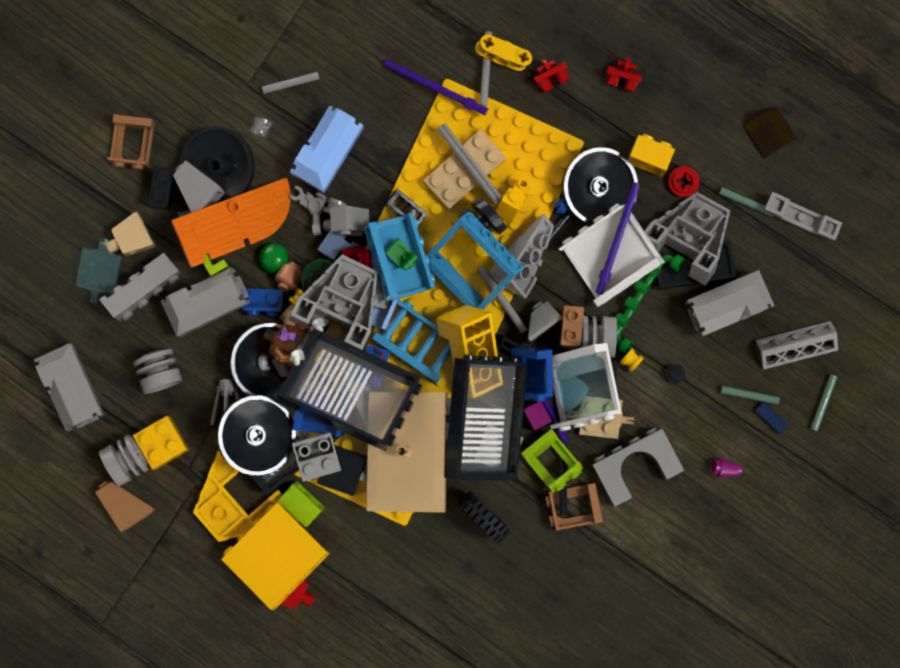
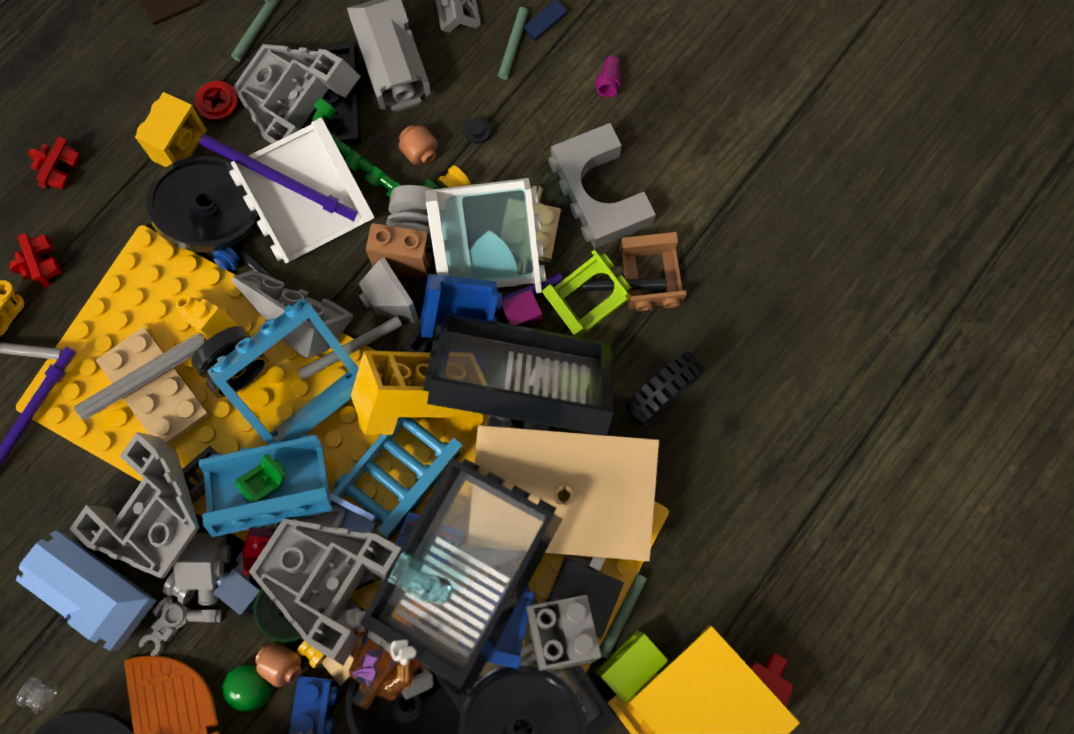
camera: 85 degrees left, 10 degrees down
(333, 497) = (622, 616): none -> sand green bar
(340, 362) = (417, 582): none -> clear light blue leg
(373, 189) = (156, 518): none -> light grey wedge
(659, 332) = (418, 145): none -> nougat head

